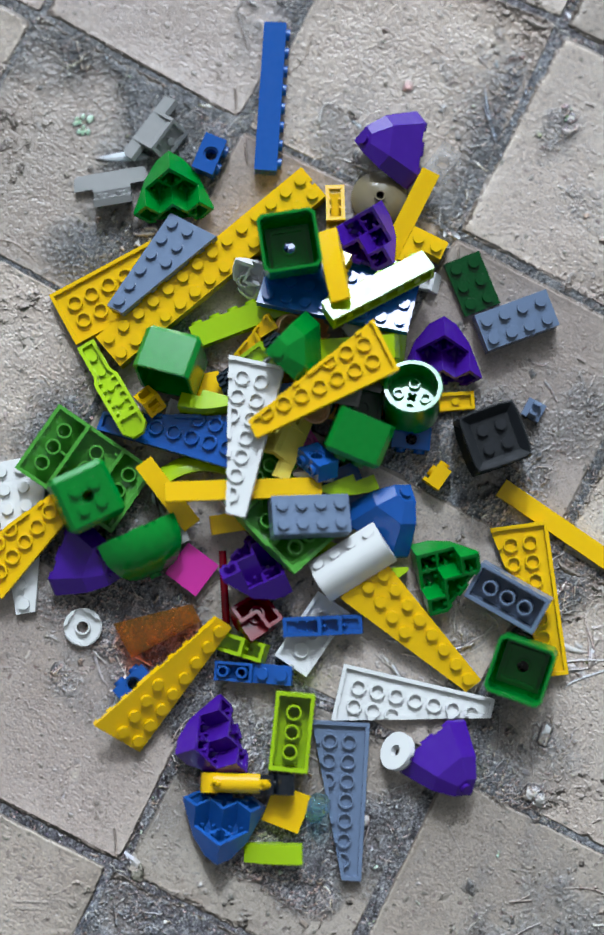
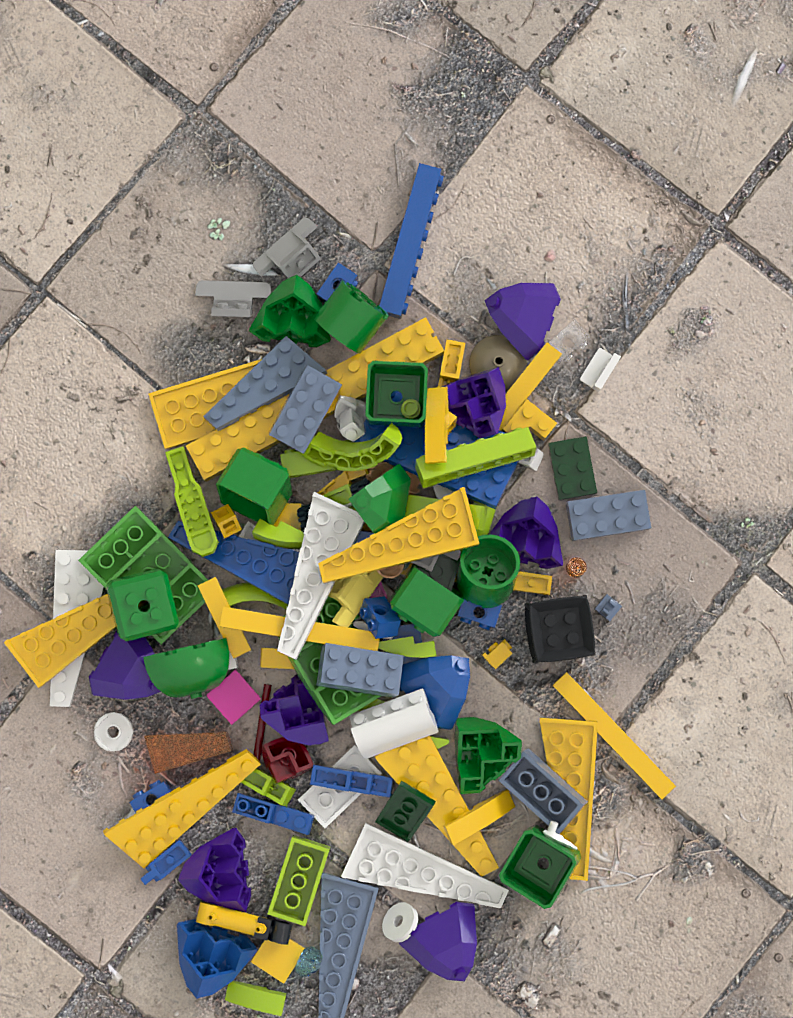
camera: 15 degrees right, 0 degrees up
(160, 741) = (166, 862): none -> blue hinge
(204, 276) = (305, 409): none -> sand blue brick
(229, 179) = (351, 317): none -> green brick
(251, 284) = (351, 425): none -> white brick
(259, 312) = (353, 455): none -> lime brick
(305, 255) = (410, 408): none -> lime plate
(380, 644) = (405, 811): none -> dark green plate
(452, 634) = (479, 817): none -> yellow slope
(477, 184) = (599, 369): none -> white panel
(495, 377) = (576, 567): none -> clear orange tile
(524, 634) = (551, 834): none -> white bar

